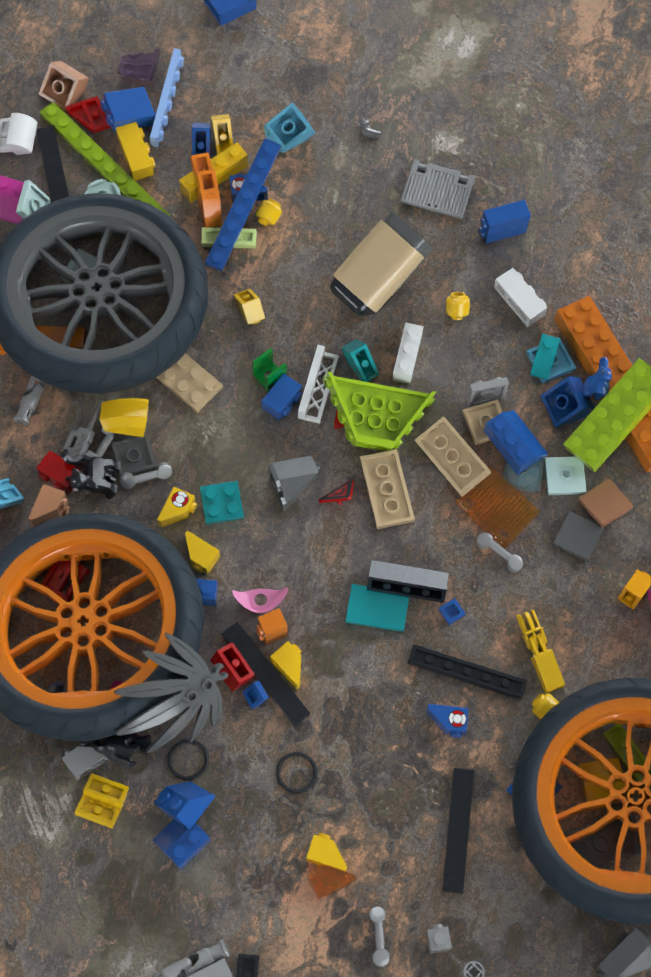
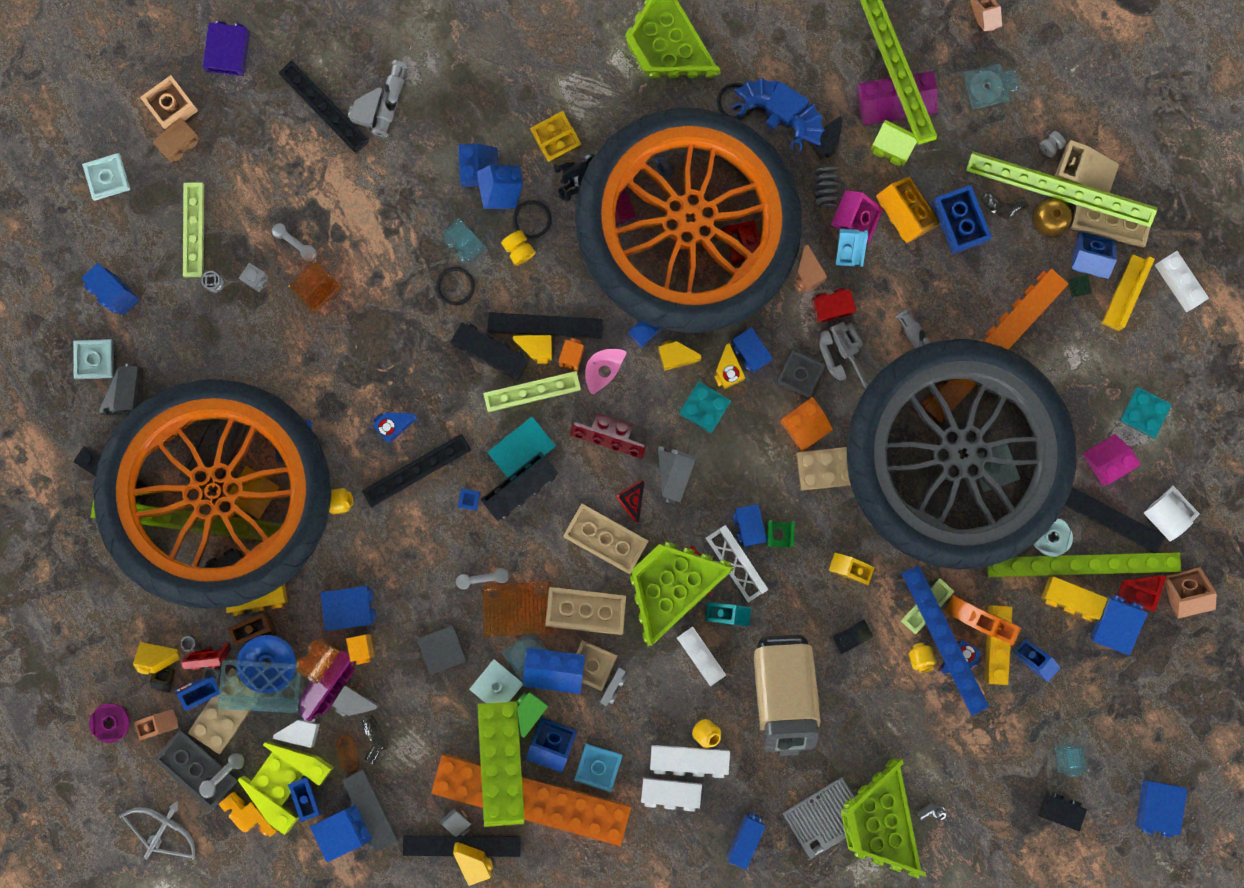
camera: 135 degrees right, 15 degrees up
(31, 199) = (1091, 472): light aqua plate -> none
(82, 760) = (594, 140): light grey slope -> none
(95, 473) = (806, 327): black animal -> none
(125, 416) = (837, 390): yellow slope -> none
(139, 65) = (1157, 674): clear purple wing -> none
(147, 502) = (751, 350): none -> blue brick
(162, 471) = (766, 382): light grey bar -> none
(165, 102) = (1109, 674): light blue plate -> none
(169, 421) = (806, 424): none -> orange slope
(190, 693) = (565, 252): dark grey plant -> none
(221, 749) = (518, 247): none -> yellow wheel
(222, 132) = (1030, 684): yellow slope -> none
(234, 665) = (568, 302): red brick -> none
(251, 70) = (1070, 760): none -> clear light blue brick
(254, 795) = (463, 241): none -> clear light blue brick
(255, 694) = (534, 303): blue plate -> none
(288, 128) = (987, 743): medium azure slope -> none
(290, 53) = (1062, 812): none -> black brick
(299, 268) = (851, 637): none -> black slope
(304, 551) = (610, 434): none -> dark red bracket
(325, 695) = (489, 351): none -> black brick
(325, 853) = (379, 254): yellow slope -> none
(327, 637) = (532, 391): none -> yellowish green plate
(328, 880) = (360, 240): clear orange slope -> none
(400, 879) = (315, 286): none -> clear orange brick
(407, 152) = (880, 822): none -> lime piece
(458, 831) = (314, 360): black tile -> none
(487, 304) = (689, 760): none -> white brick
(543, 661) = (373, 533): yellow arm -> none
(545, 356) = (601, 760): teal slope -> none
(558, 429) = (529, 711): none -> bright green slope
(598, 383) = (539, 774): blue animal -> none
(605, 503) = (447, 695): nougat tile -> none
(616, 628) = (348, 608): none -> blue brick

